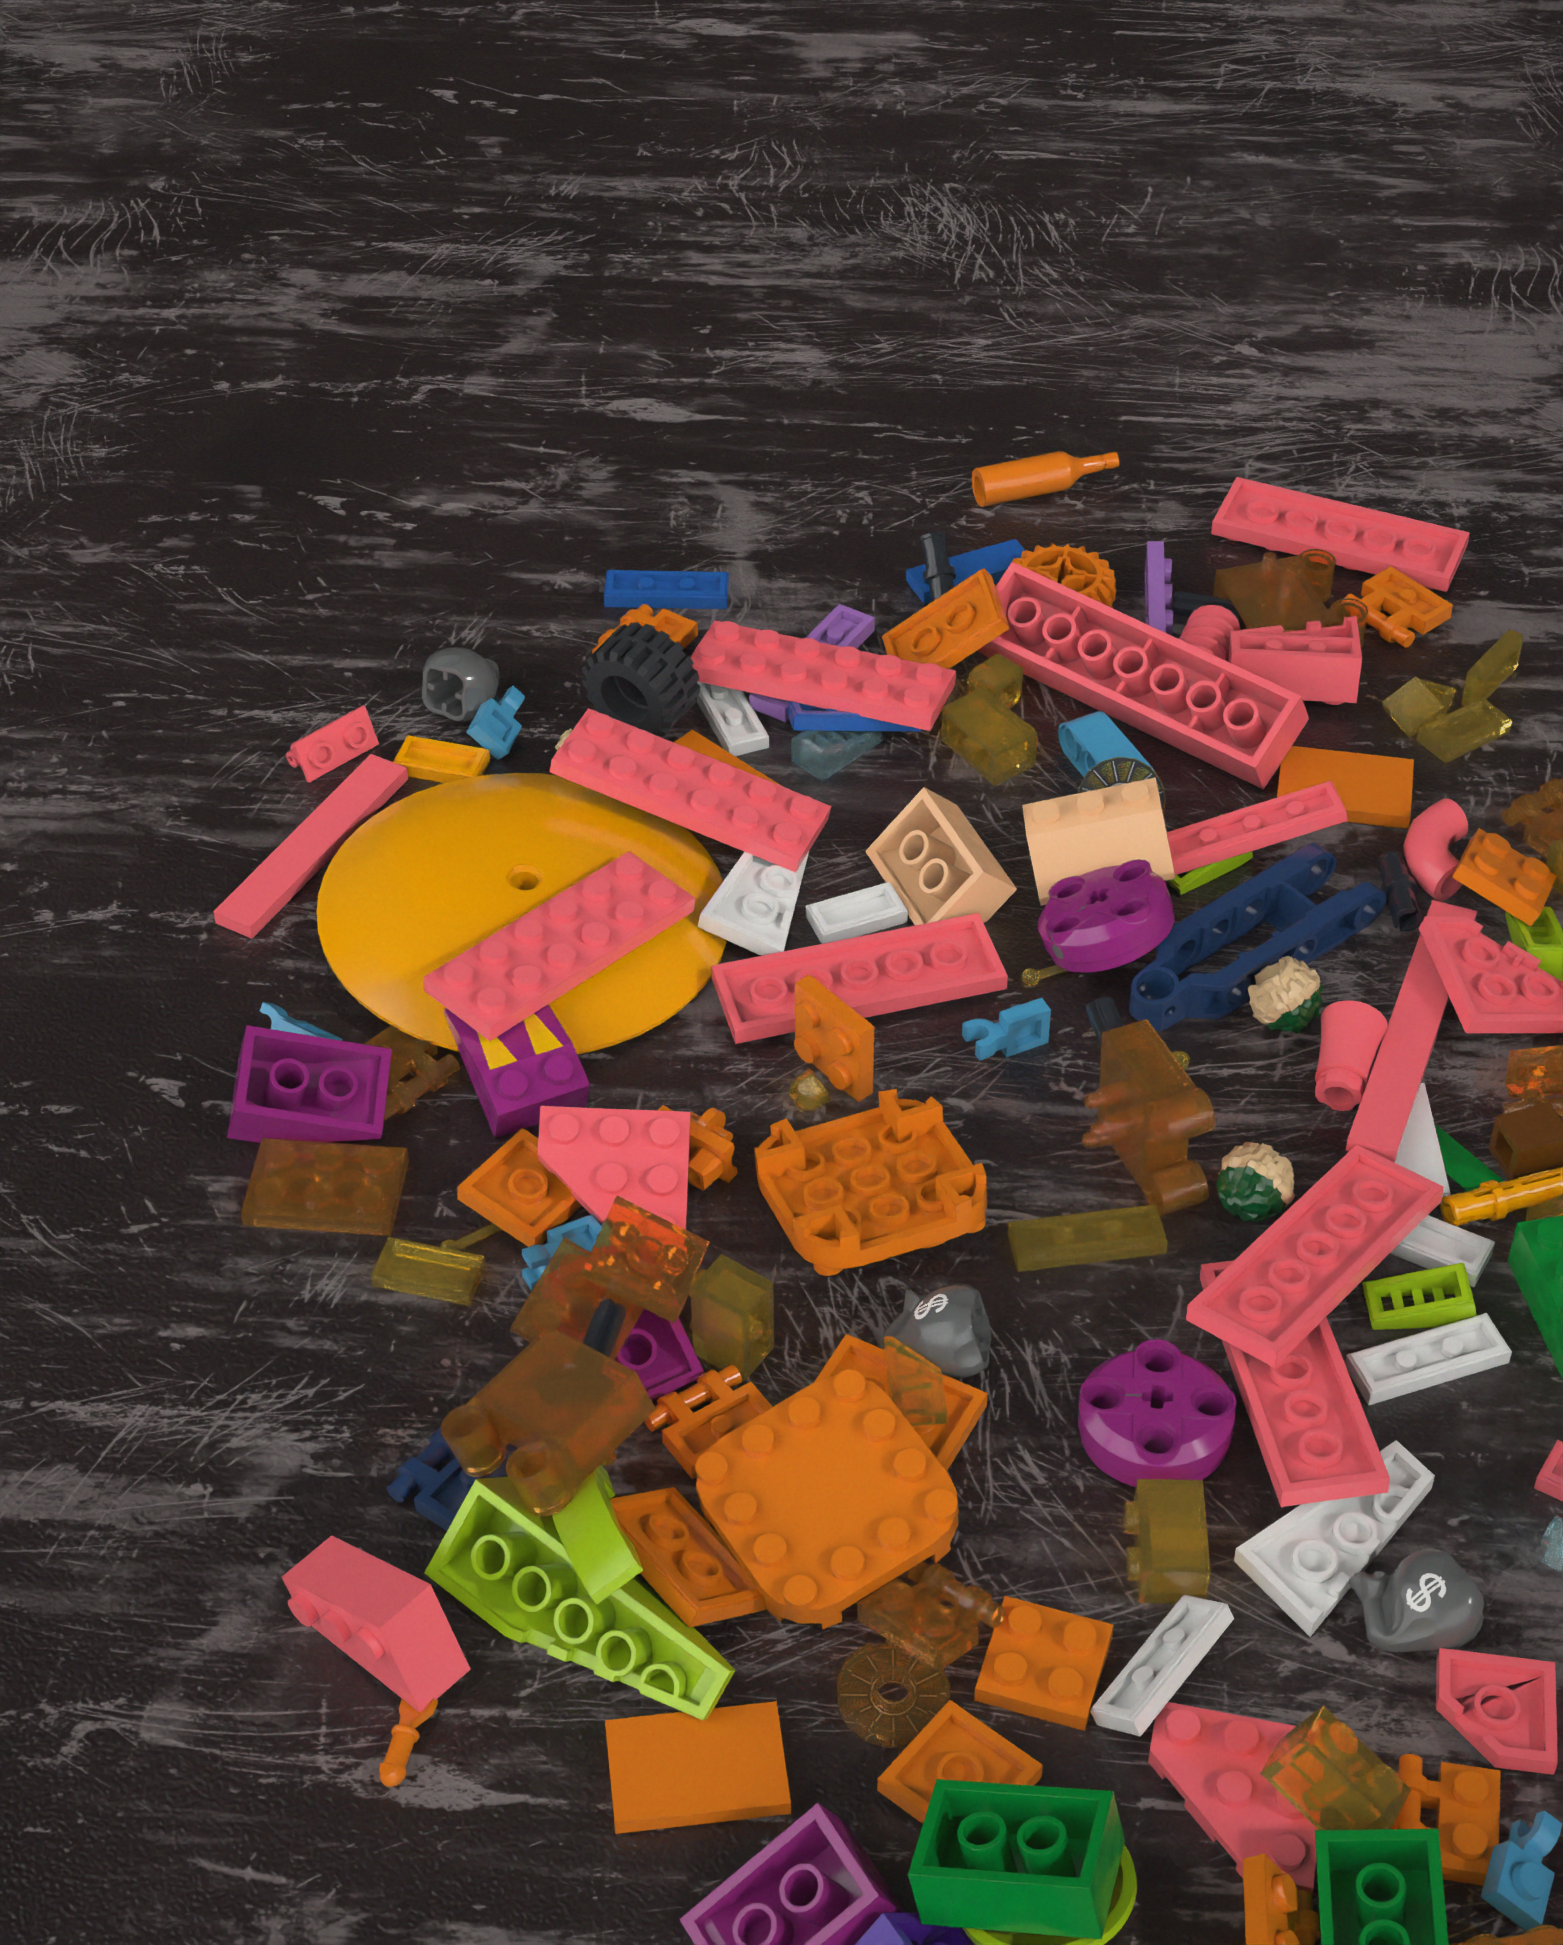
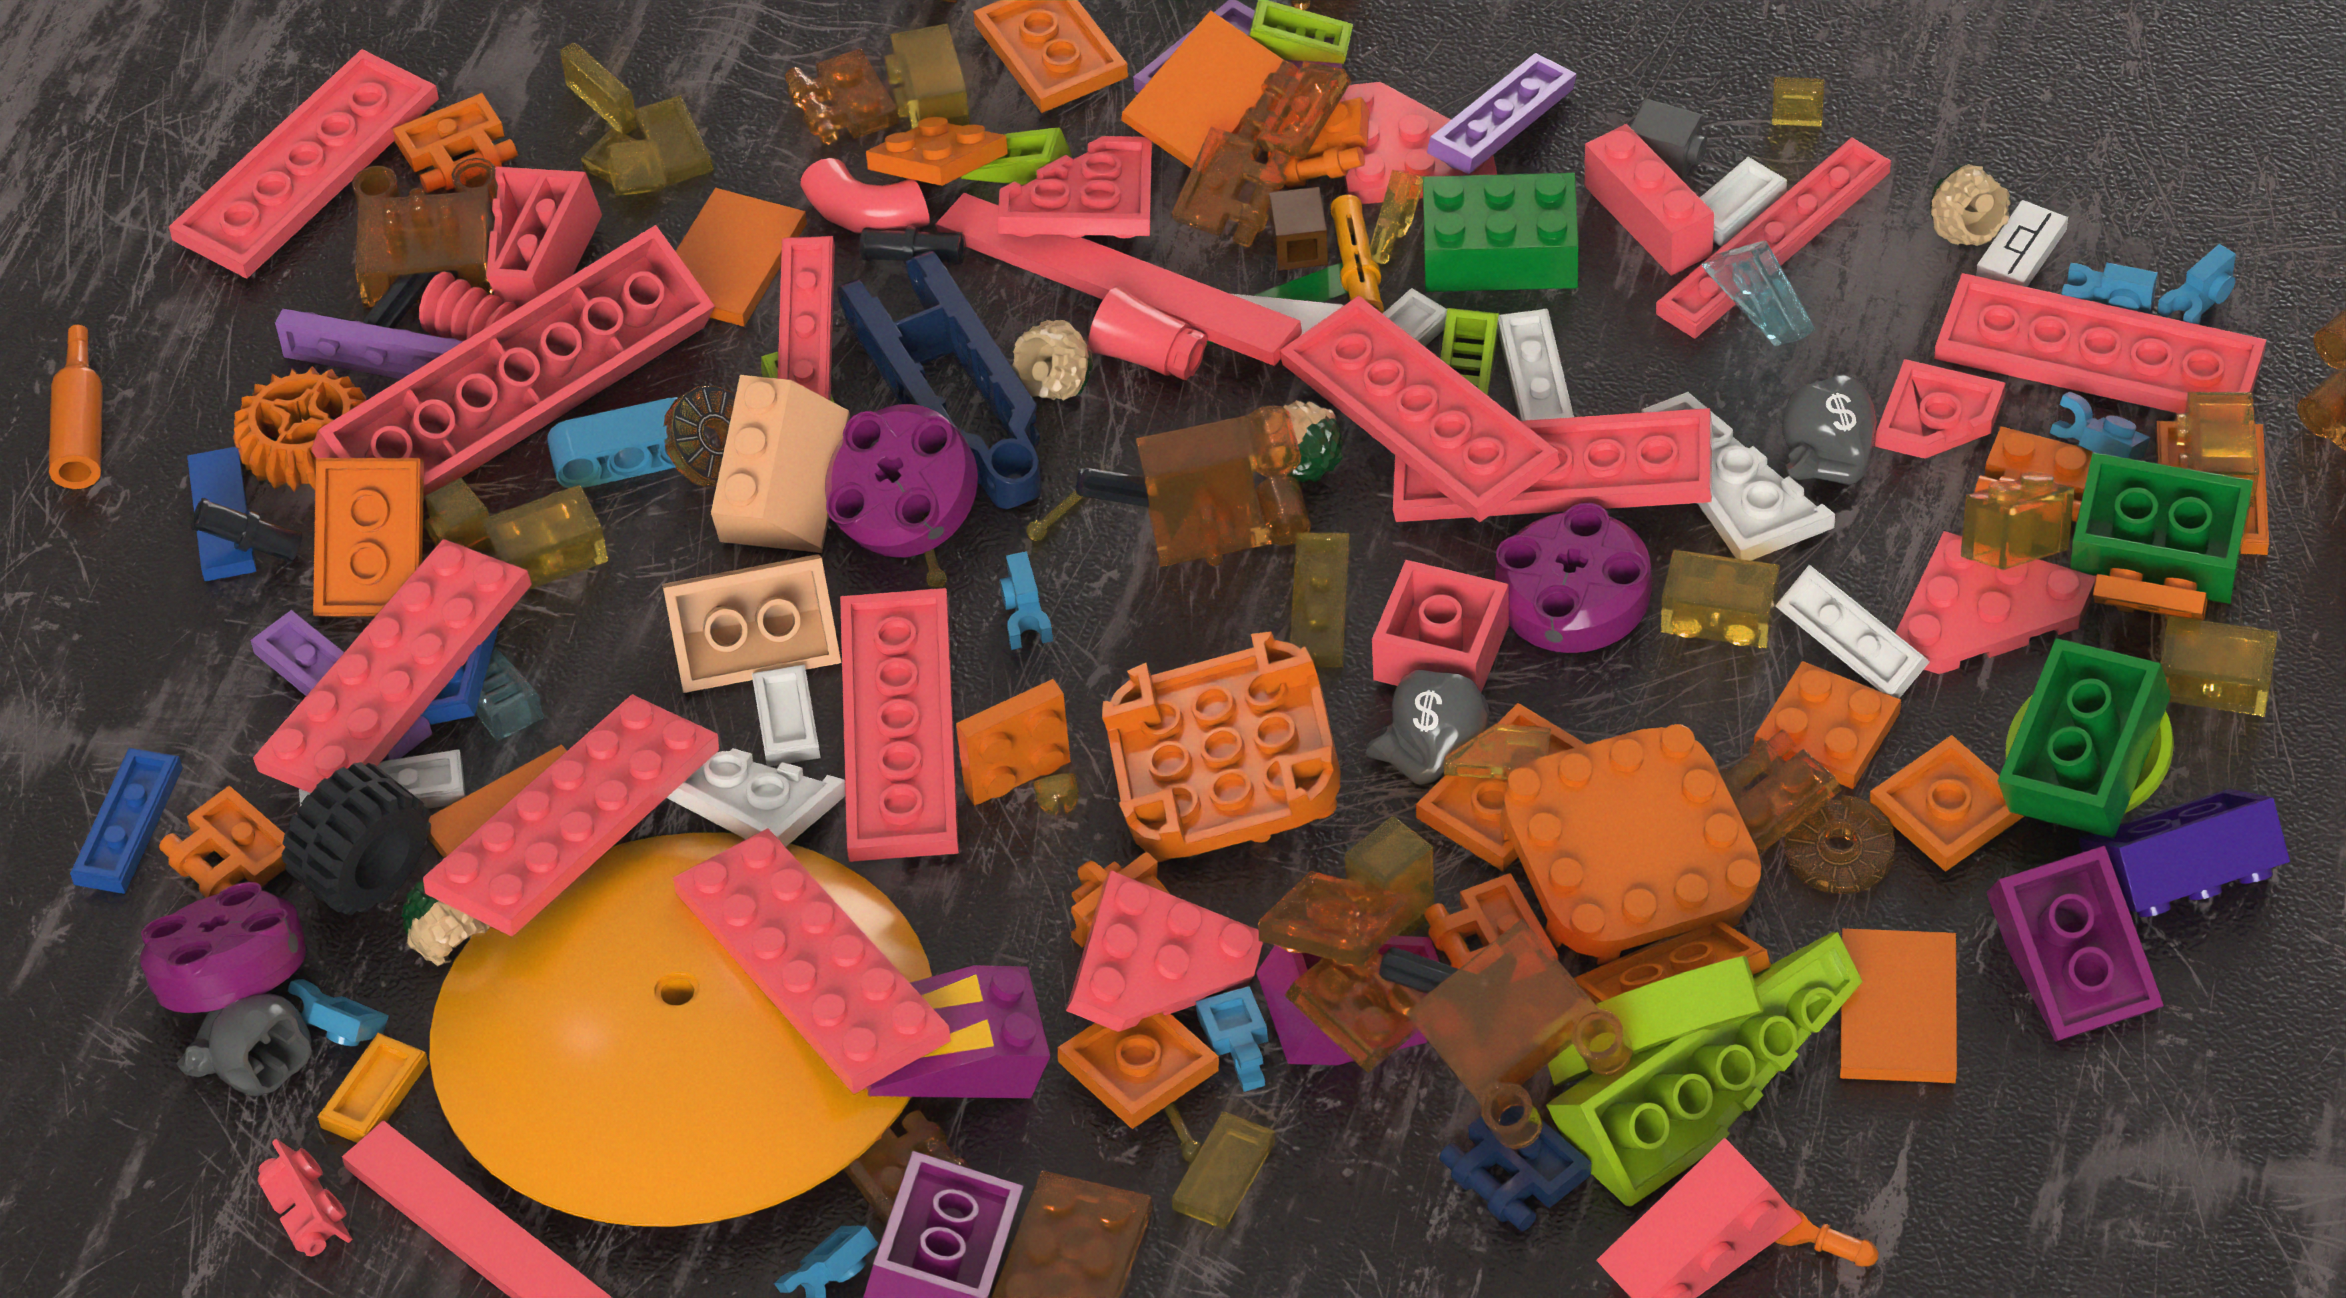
camera: 75 degrees left, 5 degrees up
(530, 642) = (222, 949): none -> magenta piece
(1049, 1316) = (1440, 625): none -> coral brick

